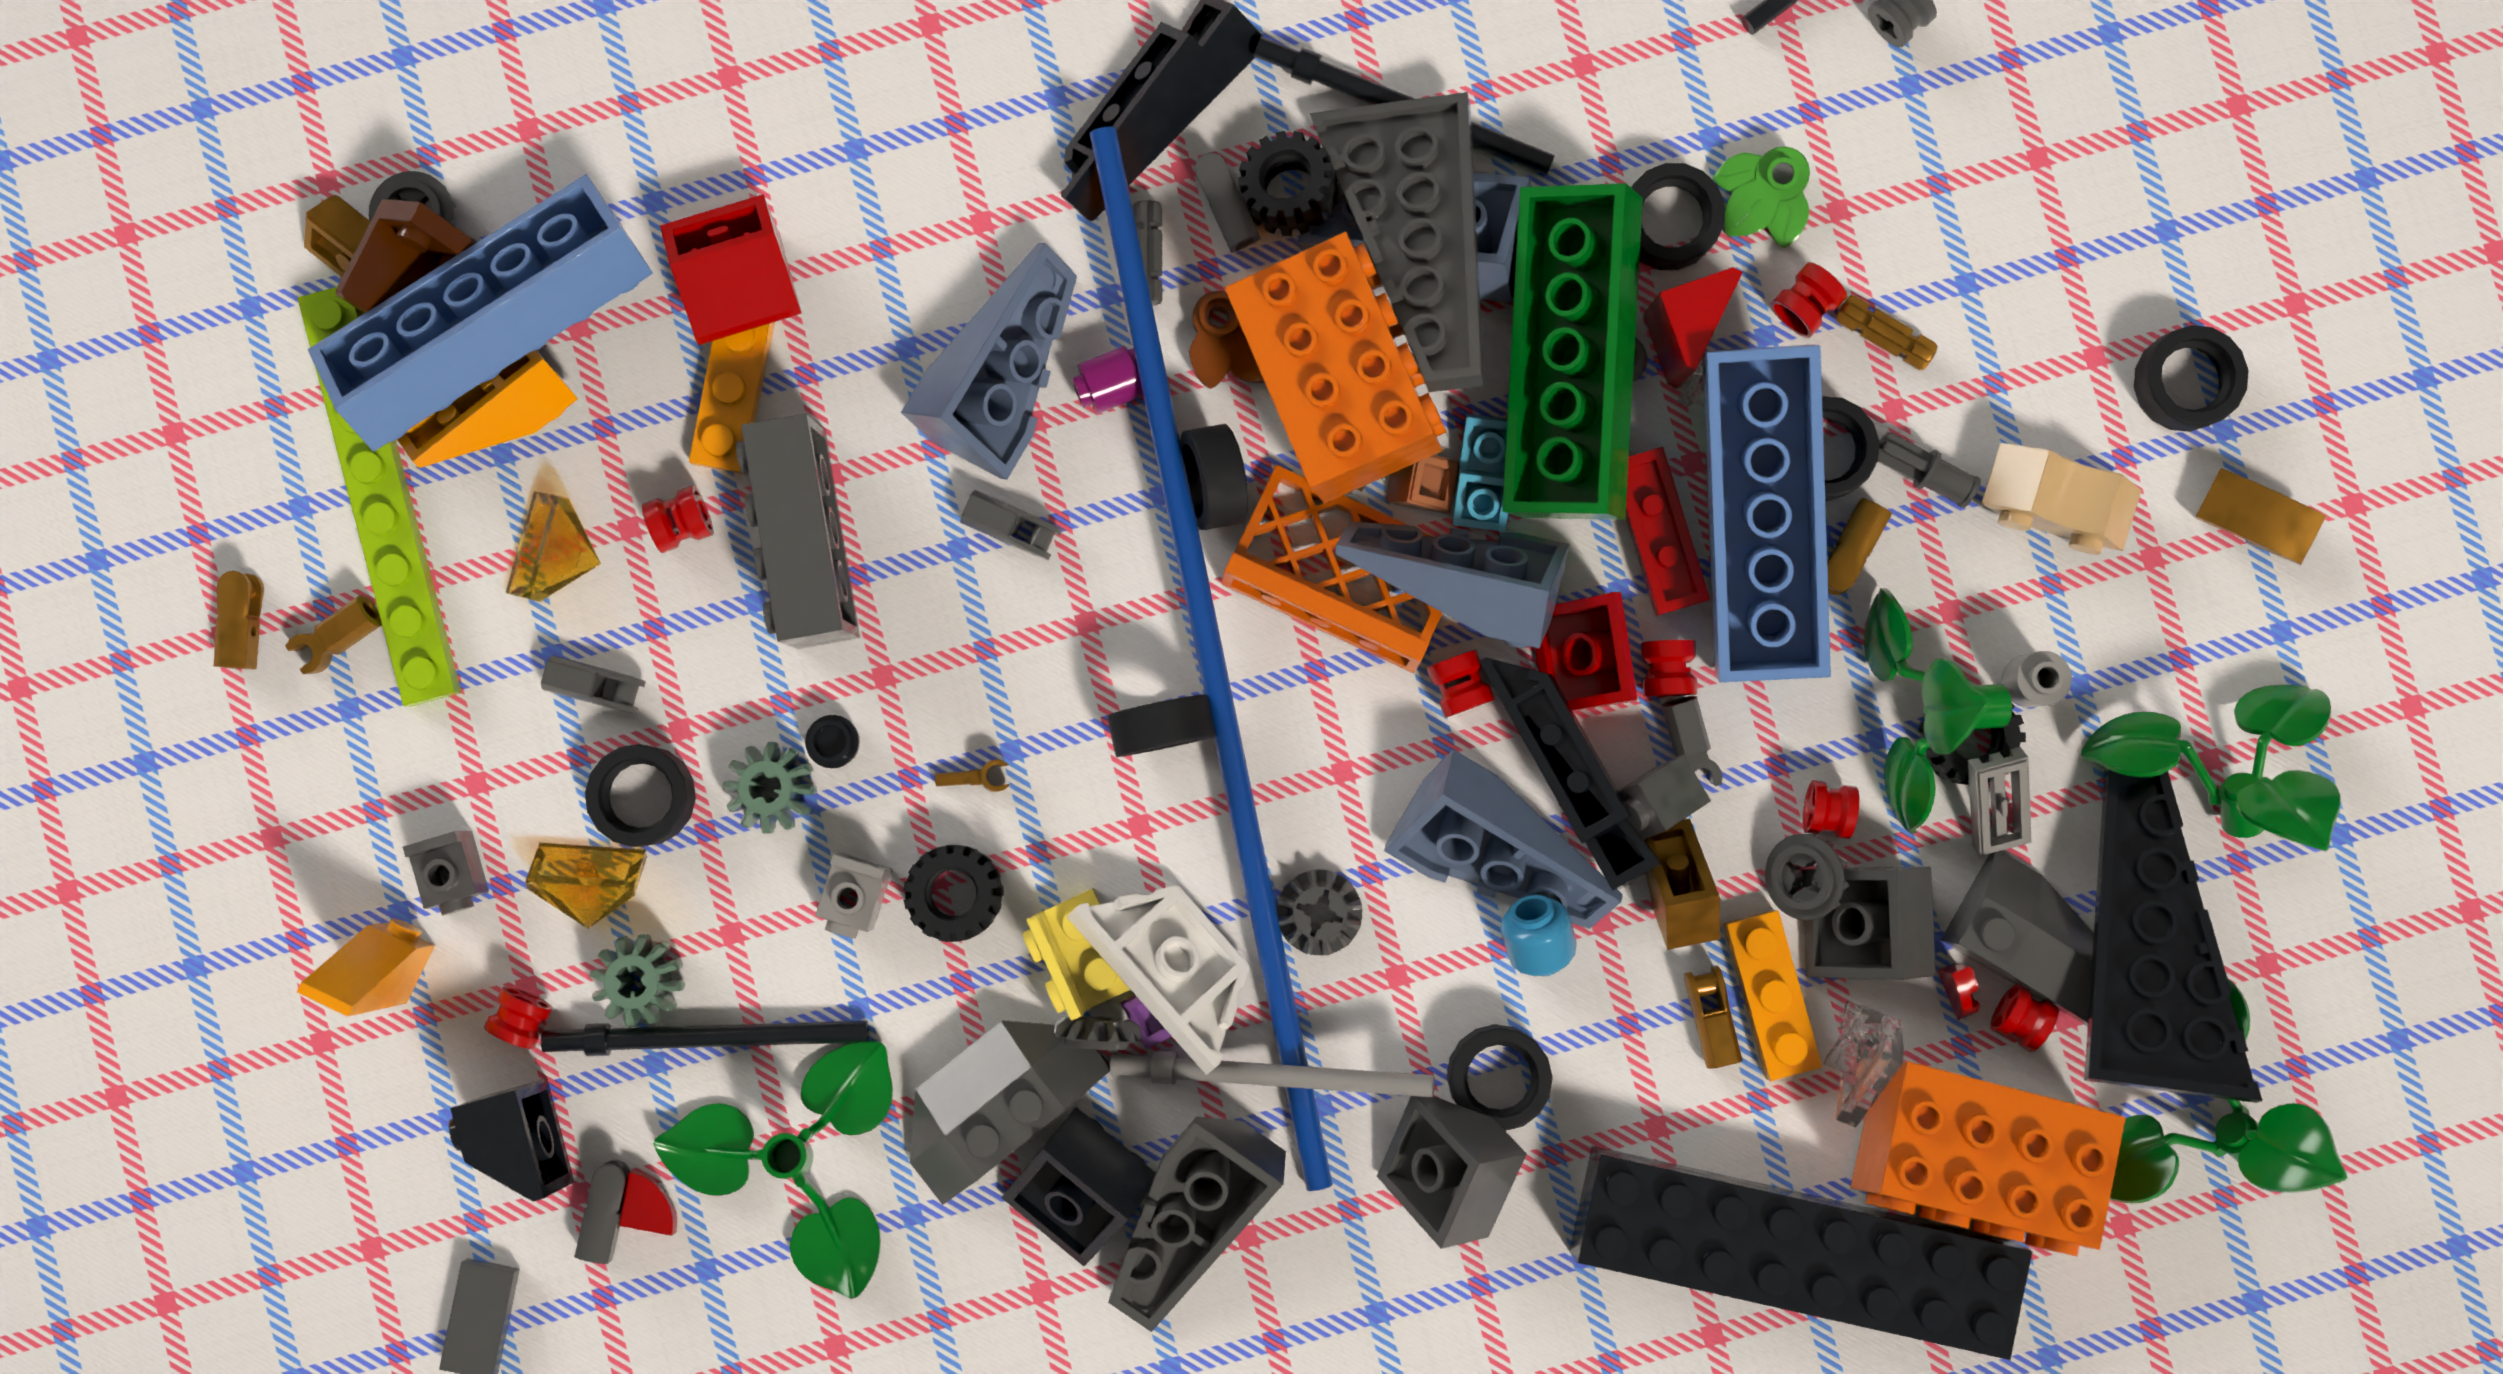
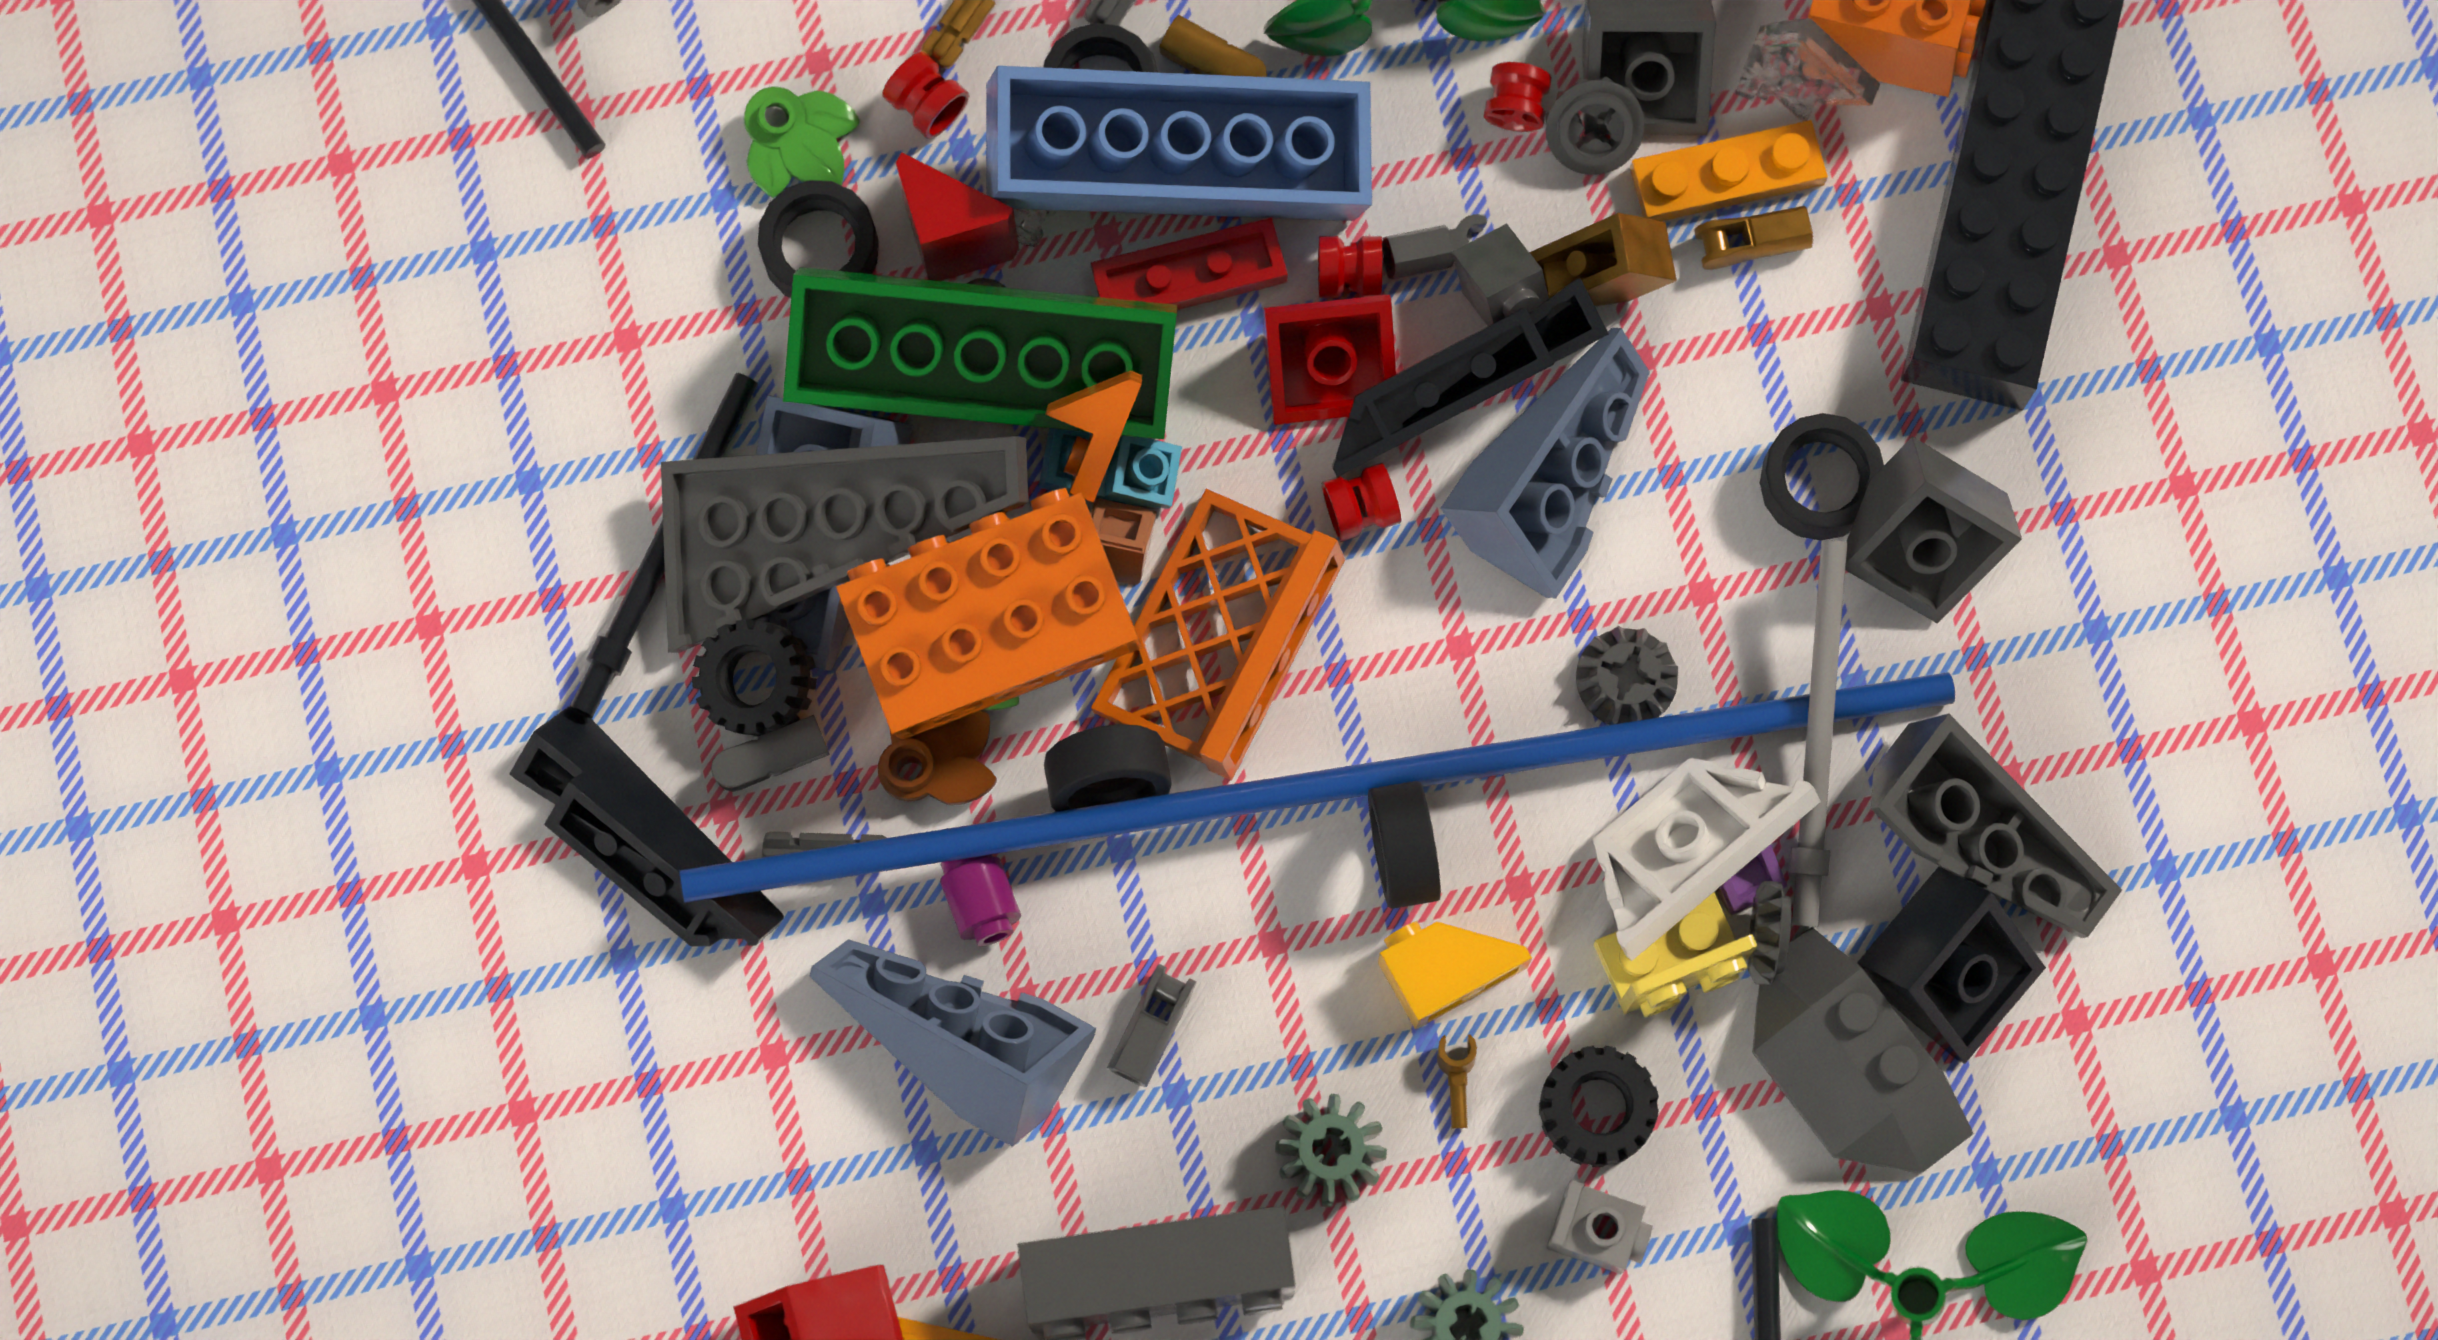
camera: 90 degrees left, 10 degrees down
(832, 741) = (1410, 1251): black plate -> none
(898, 688) = (1314, 1135): none -> sand green gear
(1063, 763) = (1445, 967): none -> yellow slope
(1491, 586) = (1247, 457): sand blue wedge -> none
(1513, 451) = (1103, 413): none -> orange slope
(1538, 936) = (1659, 423): dark azure head -> none

